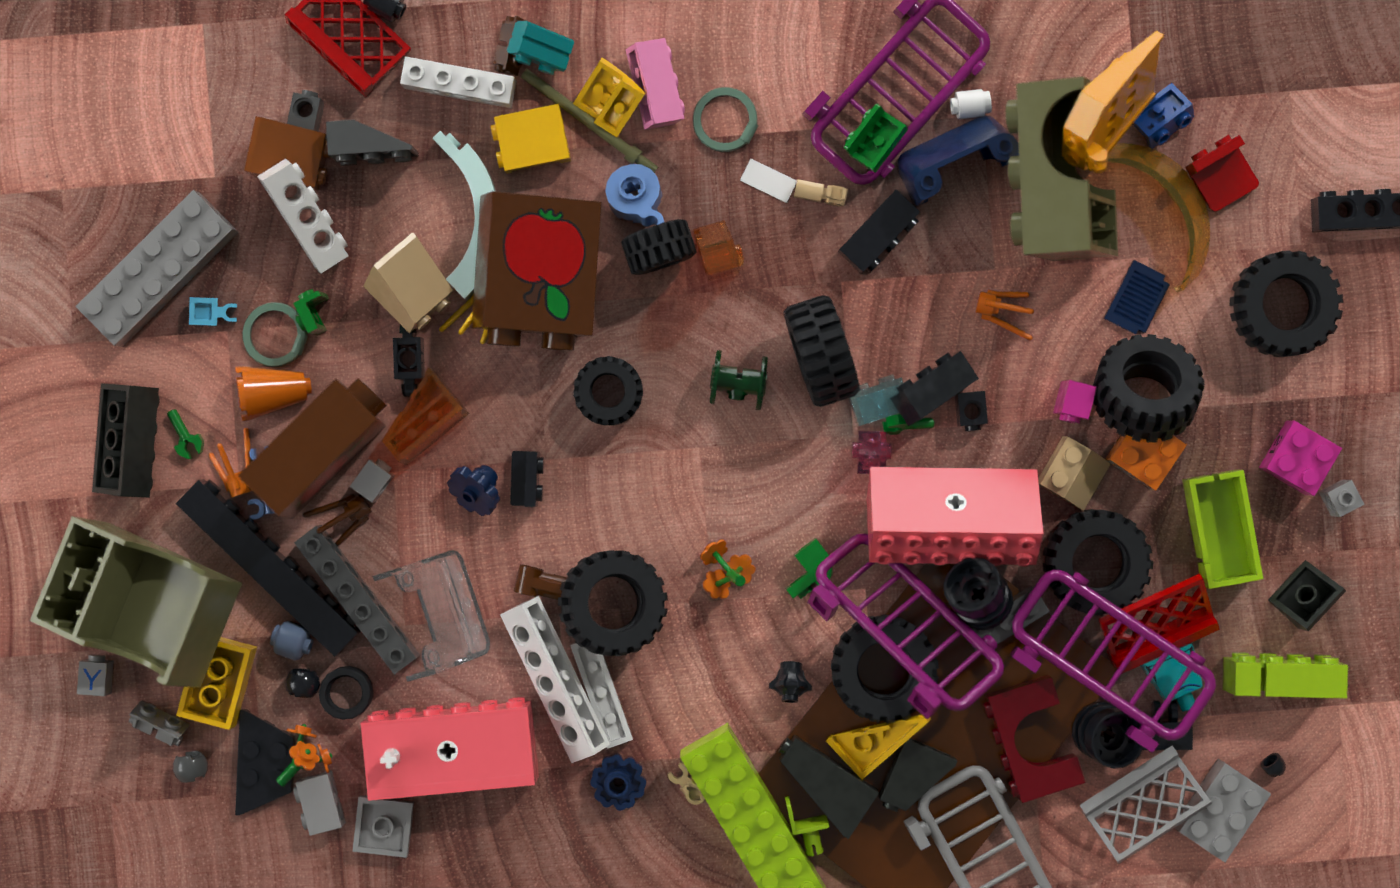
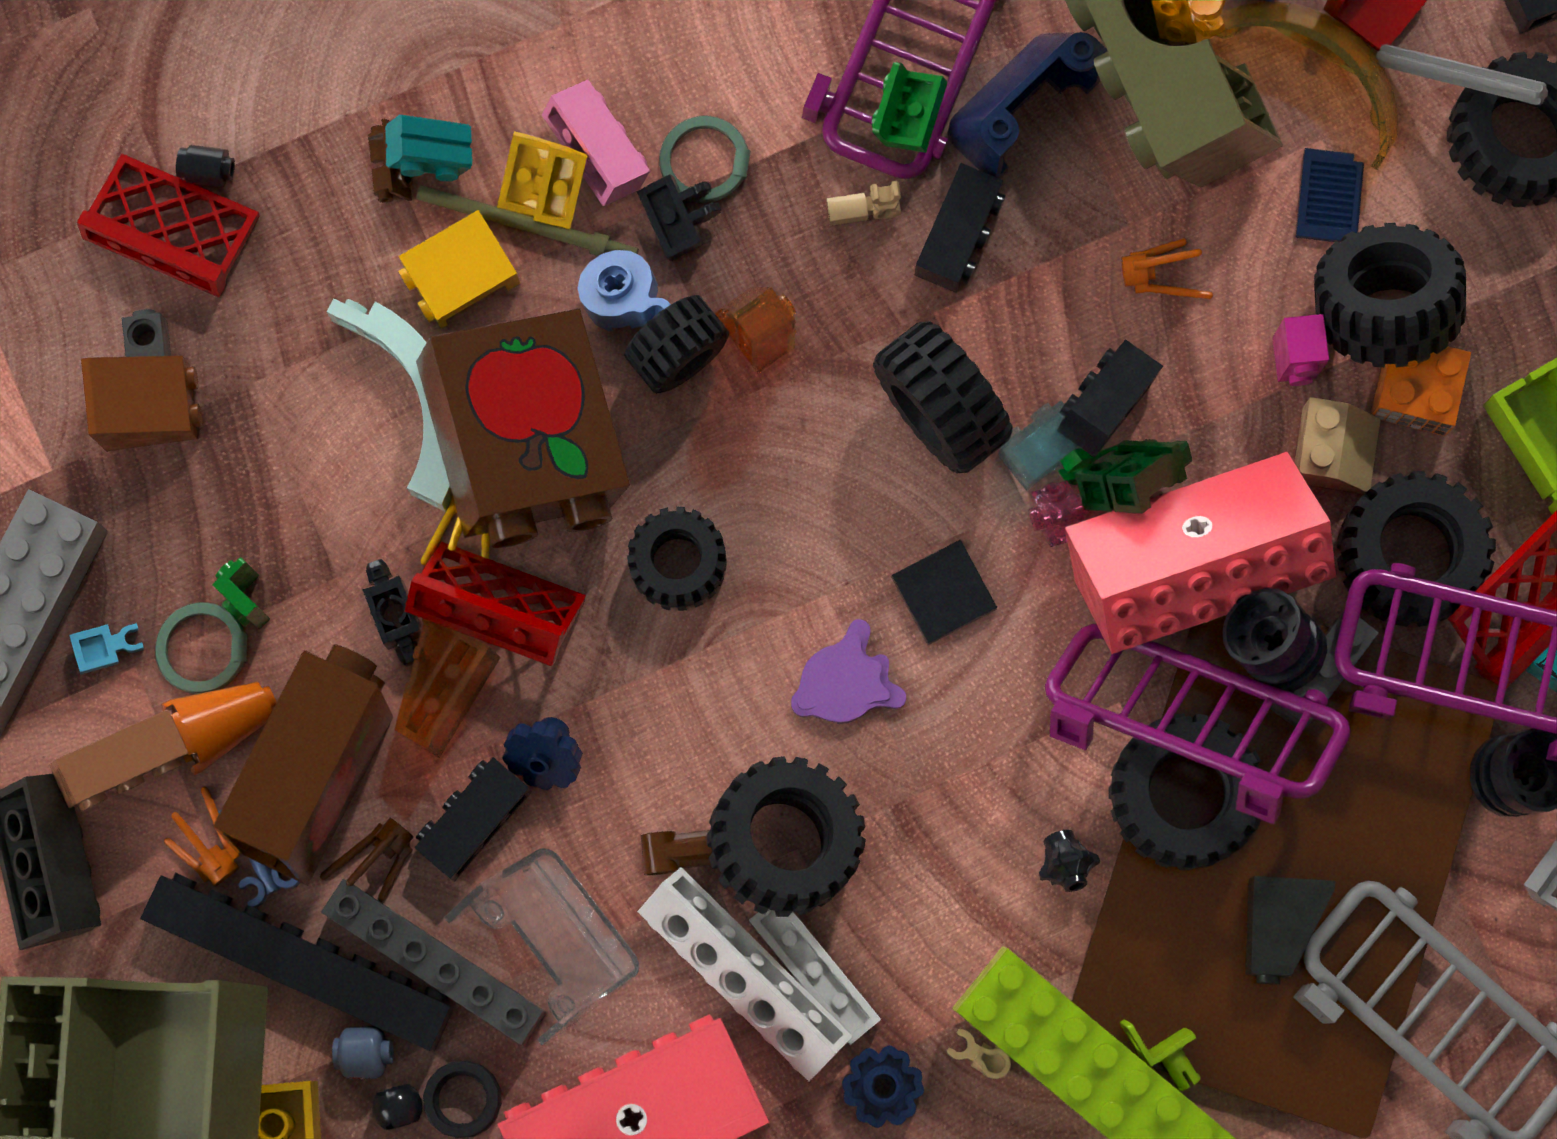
camera: 20 degrees left, 10 degrees down
(184, 435) = (123, 827): green bar -> none
(194, 397) = (119, 761): none -> nougat brick
(276, 182) = (136, 439): white brick -> none
(355, 141) = (234, 349): dark grey slope -> none
(373, 479) = (400, 792): light grey brick -> none
(409, 284) = (359, 510): tan slope -> none
(413, 513) = (472, 818): none -> black brick
(458, 82) = (336, 231): white brick -> none
(467, 388) = (492, 617): none -> red fence
(525, 478) = (605, 715): black bracket -> none
(688, 153) = (671, 216): none -> black hinge
(690, 511) = (845, 682): none -> medium lavender tile
(737, 570) = (938, 736): orange plant -> none
(738, 384) = (861, 479): dark green hose -> none
(768, 180) = (789, 216): white sticker -> none
(777, 475) = (944, 592): none -> black tile
(810, 557) = (1029, 688): green brick -> none
(830, 785) = (1178, 982): pearl dark grey slope -> none
(870, 746) = (1209, 905): yellow wing -> none
(929, 446) = (1132, 474): none -> dark green hips
(971, 103) = (1016, 26): white brick -> none
(977, 398) = (1171, 396): black brick -> none
(1029, 778) = (1375, 791): dark red arch -> none
(1257, 254) = (1462, 74): none -> light grey axle

